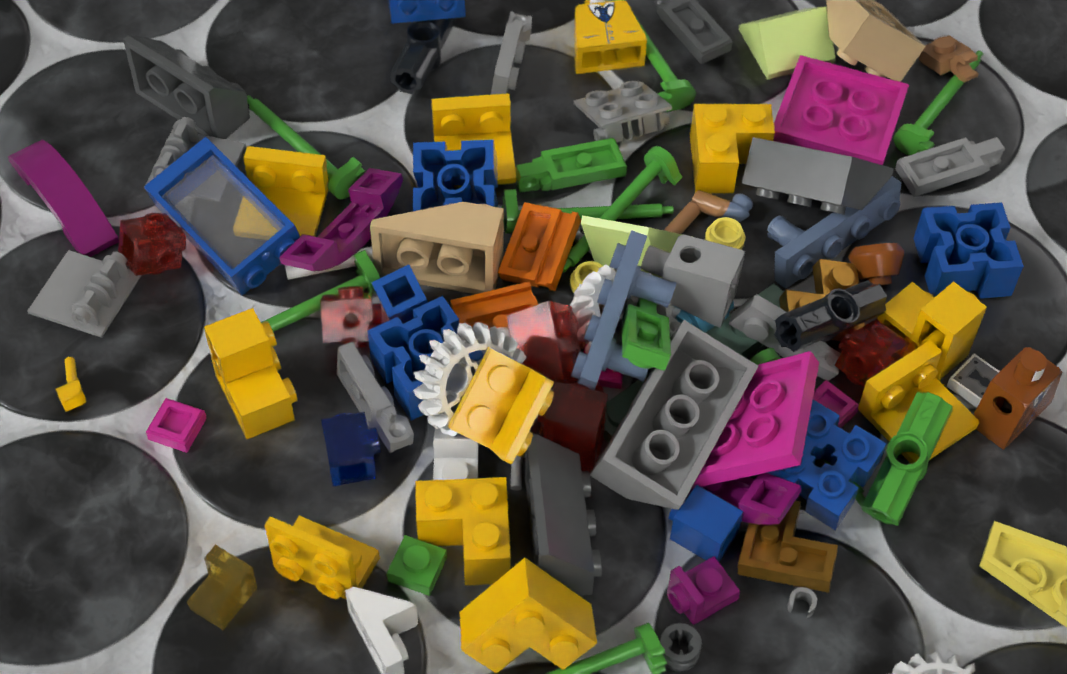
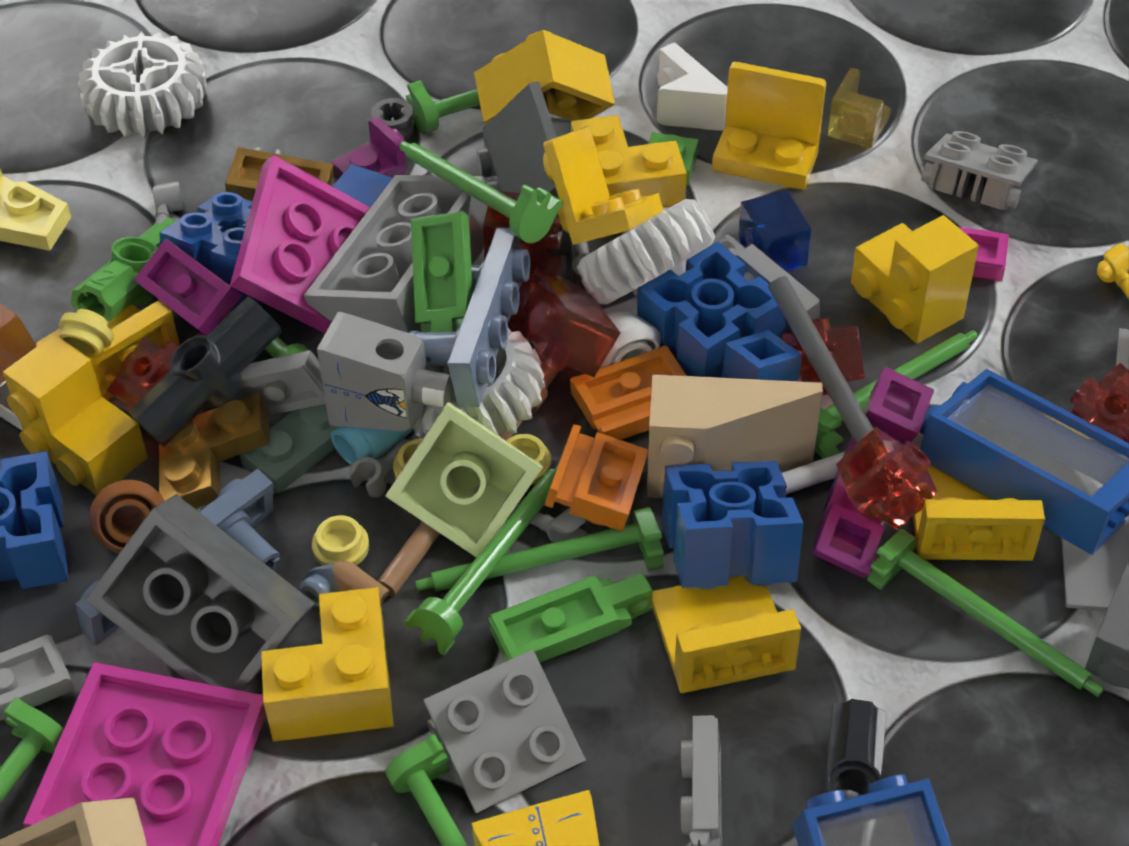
camera: 175 degrees right, 5 degrees down
(135, 509) = (962, 150): none -> light grey hinge
(341, 188) = (886, 478): none -> clear red brick
(356, 272) = (820, 358): none -> dark grey bar
(571, 367) = (528, 216): none -> bright green piece
(854, 397) = (187, 287): none -> magenta panel
(890, 570) = (167, 199): none -> light grey hand
(930, 341) = (86, 332): none -> light yellow plate

